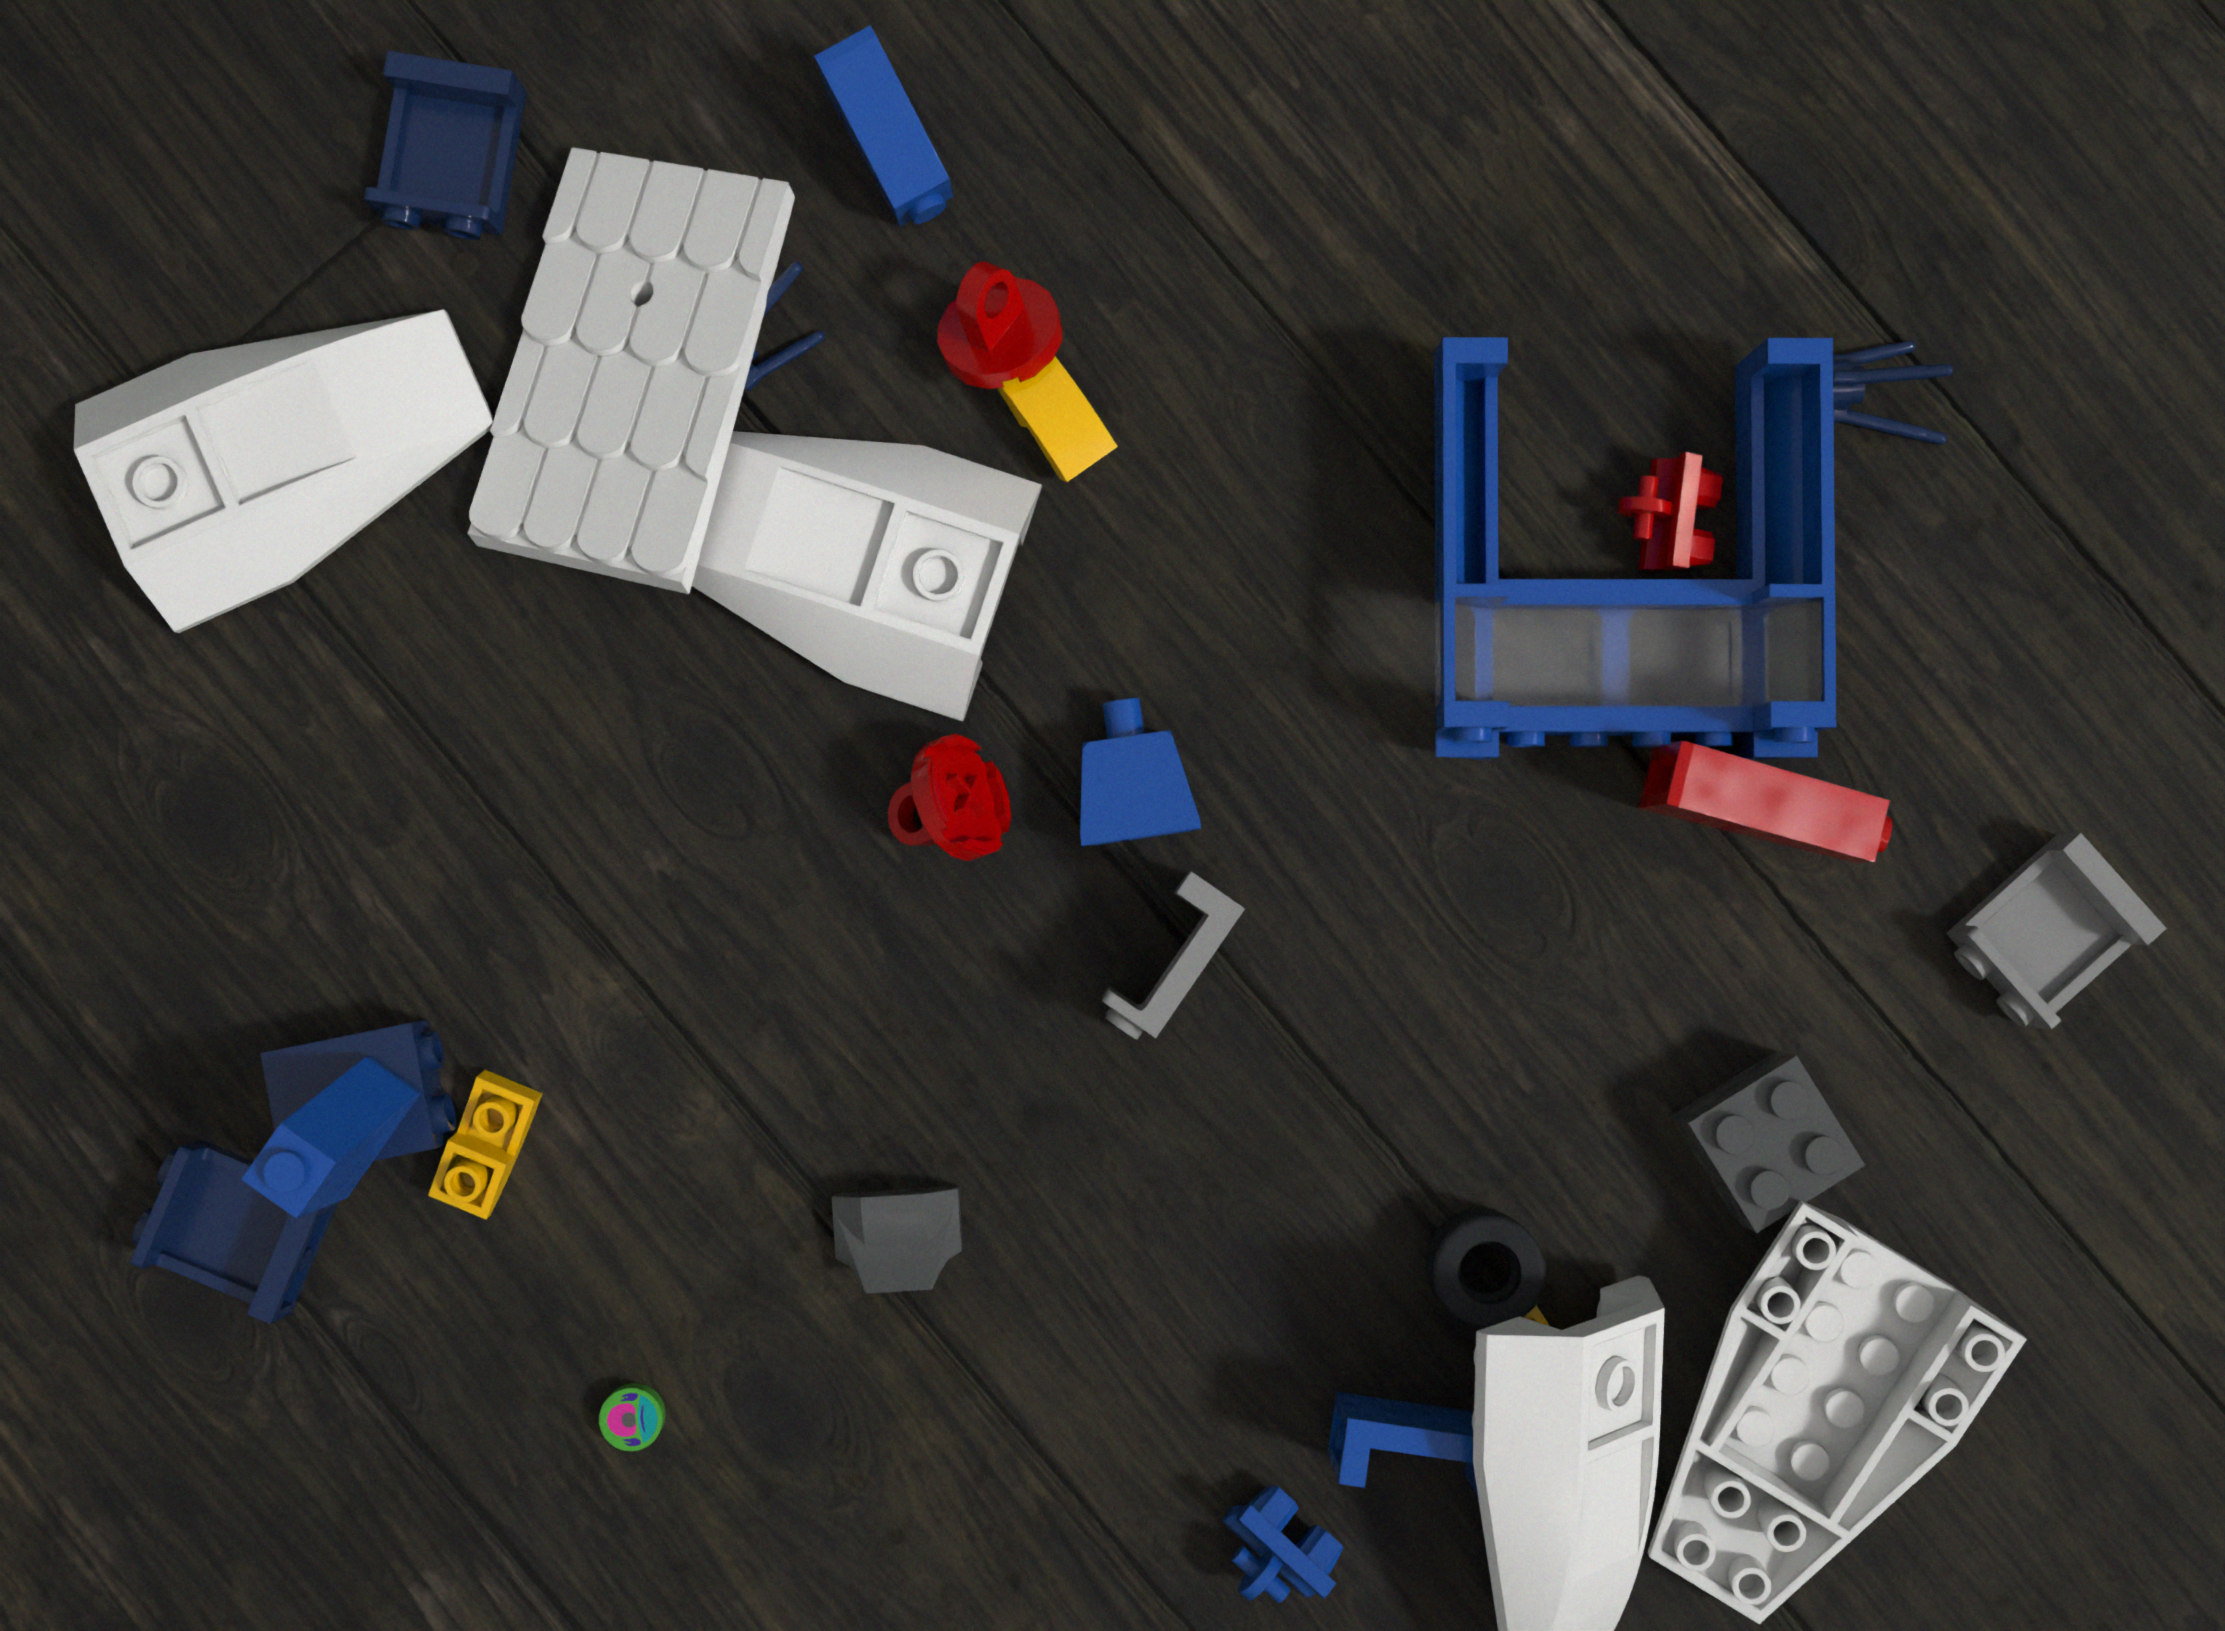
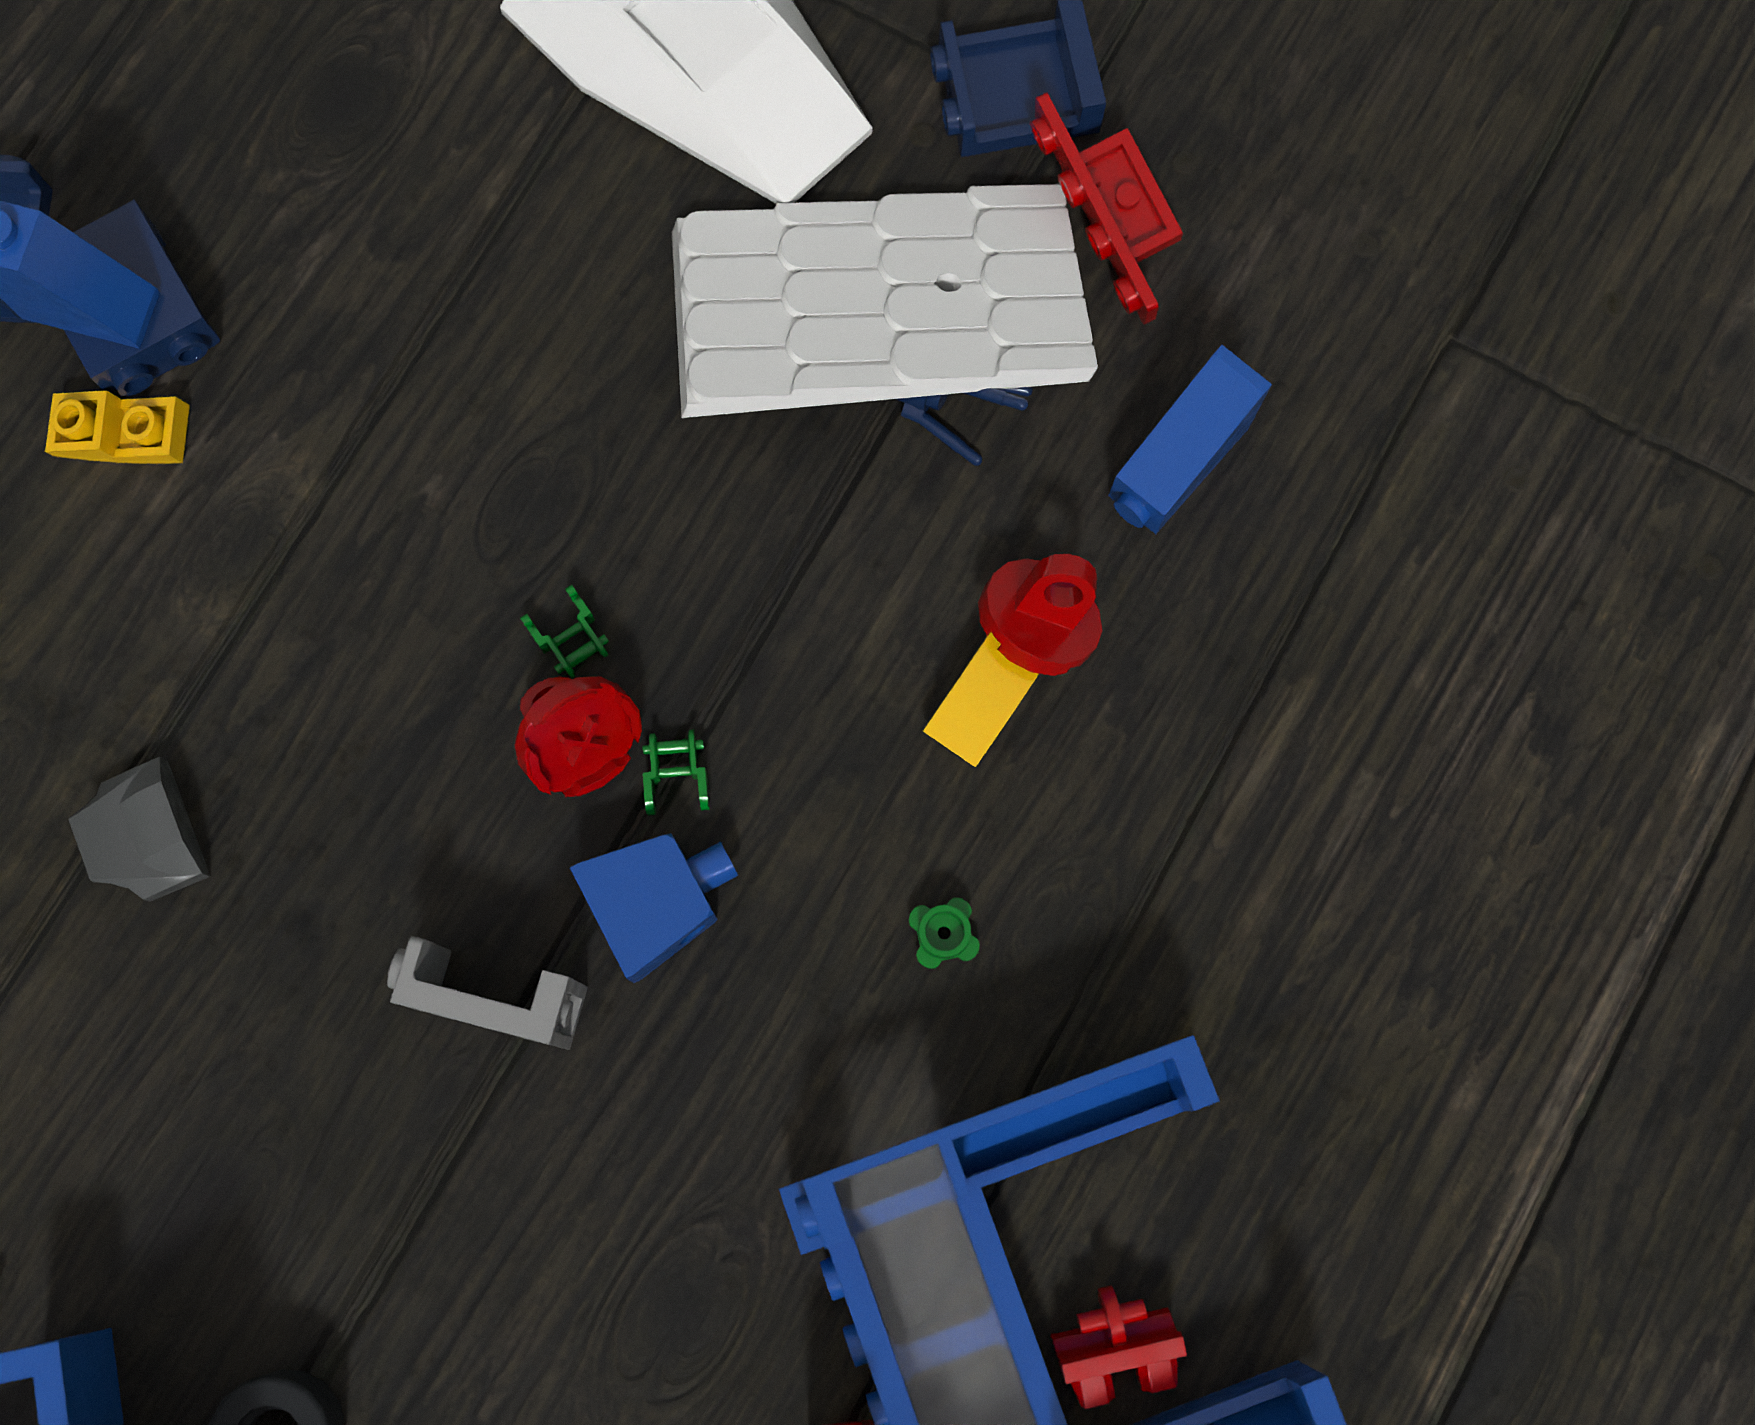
camera: 70 degrees right, 10 degrees down
(612, 99) = (1119, 200): none -> red bracket
(867, 558) = (782, 572): white wedge -> none
(870, 757) = (584, 619): none -> green piece
(995, 718) = (672, 747): none -> green piece
(1270, 520) = (955, 918): none -> green plate

